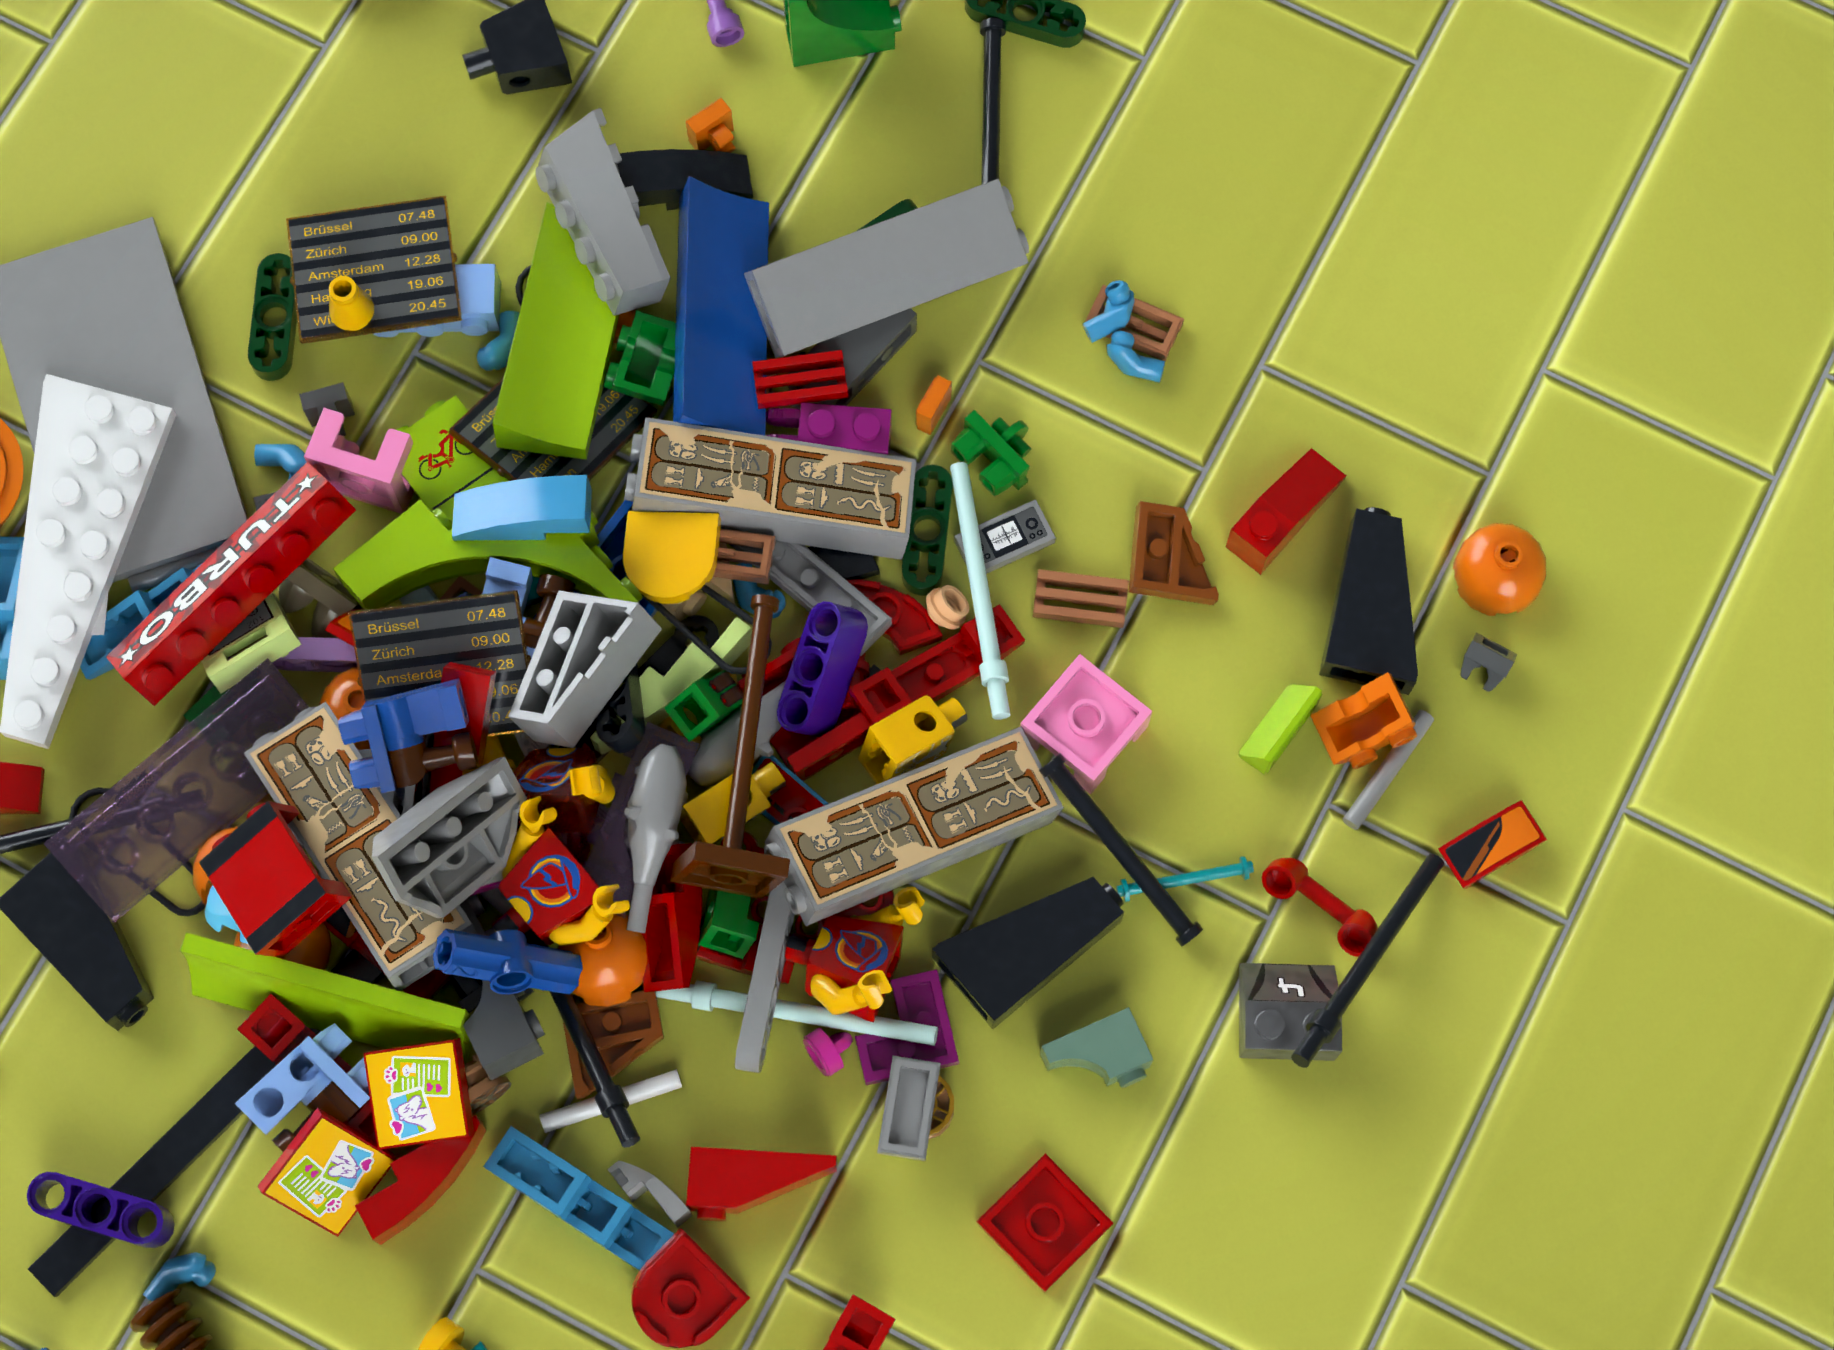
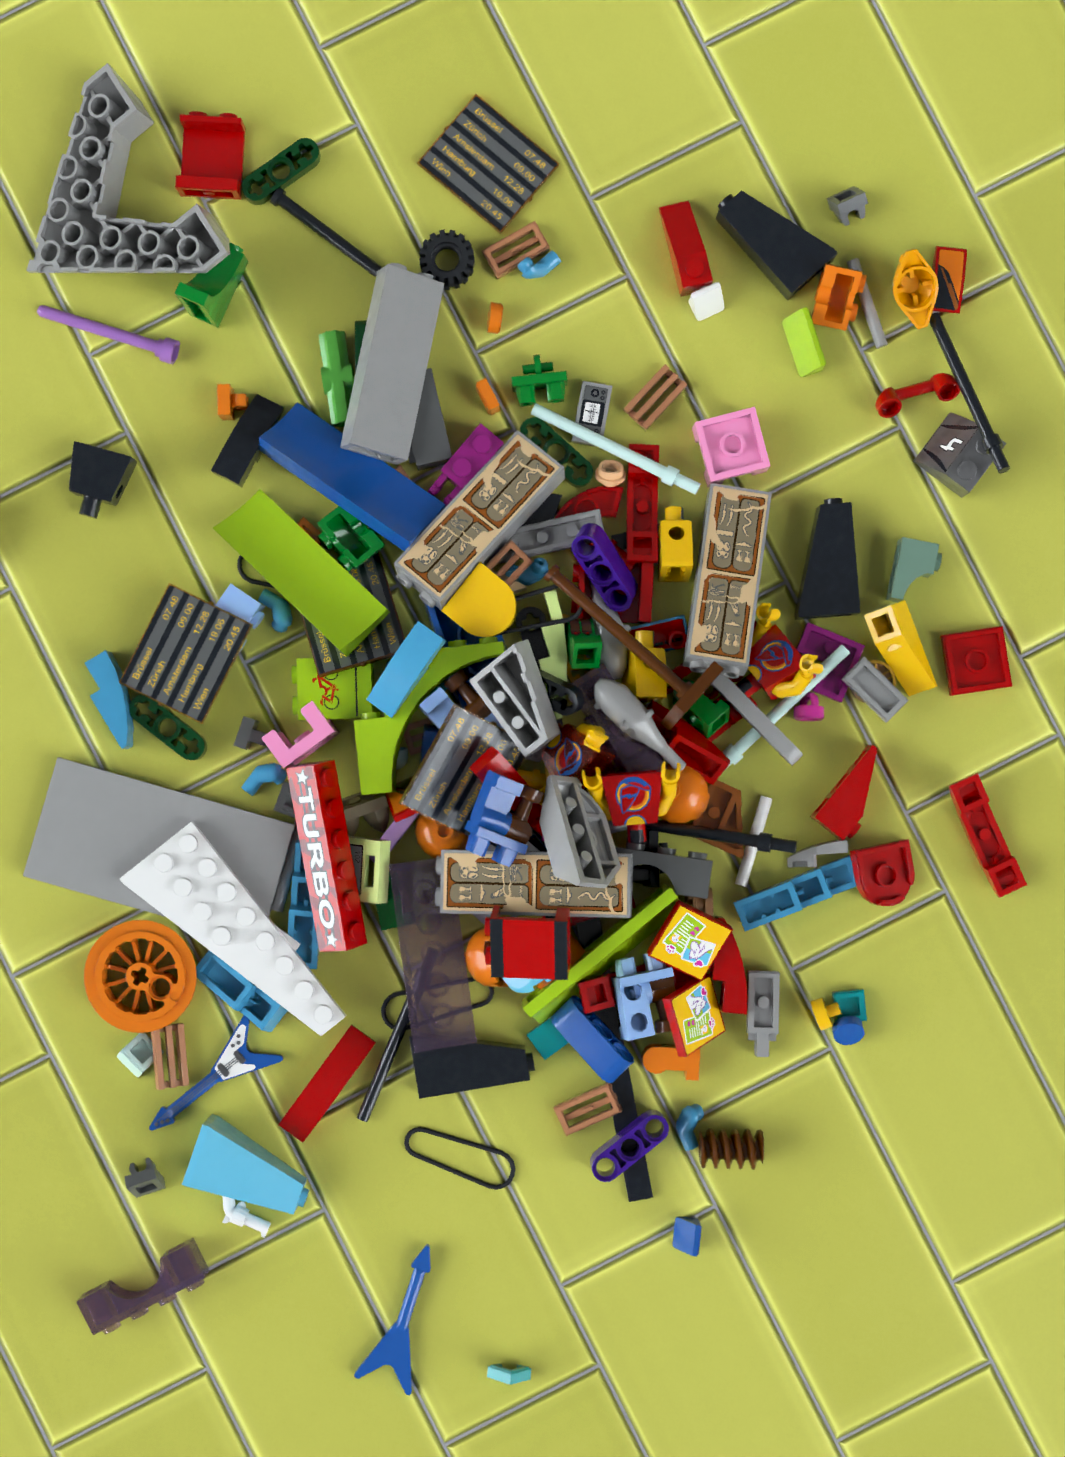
camera: 60 degrees left, 15 degrees up
(150, 1147) = (611, 1097): none -> nougat tile
(181, 1017) = (547, 1039): none -> teal tile
(210, 1070) = (592, 1040): none -> blue beam
(243, 1171) = (664, 1057): none -> orange leg
(264, 231) = (112, 698): none -> dark azure slope
(349, 305) = (212, 685): yellow cone -> none
(396, 1263) = (762, 1009): none -> light grey hinge
(507, 961) = (661, 848): blue piece -> none
(602, 216) = (247, 503): light grey wedge -> none
(800, 363) = (415, 455): red tile -> none
(836, 217) = (336, 374): none -> bright green piece
(990, 1105) = (901, 647): none -> yellow slope
(1033, 350) = (494, 317): none -> orange tile
(1068, 230) = (453, 242): none -> black tyre
(1116, 312) = (507, 256): dark azure arm -> none
(1121, 850) = (878, 475): black bar -> none
(1166, 557) = (666, 333): dark orange wing -> none
(1211, 227) = (488, 163): none -> piece
(1242, 576) = (707, 301): none -> white slope
(1242, 868) = (865, 421): teal axle -> none
(1446, 804) = (915, 288): none -> light orange hat
(1500, 569) = (801, 158): orange cylinder -> none

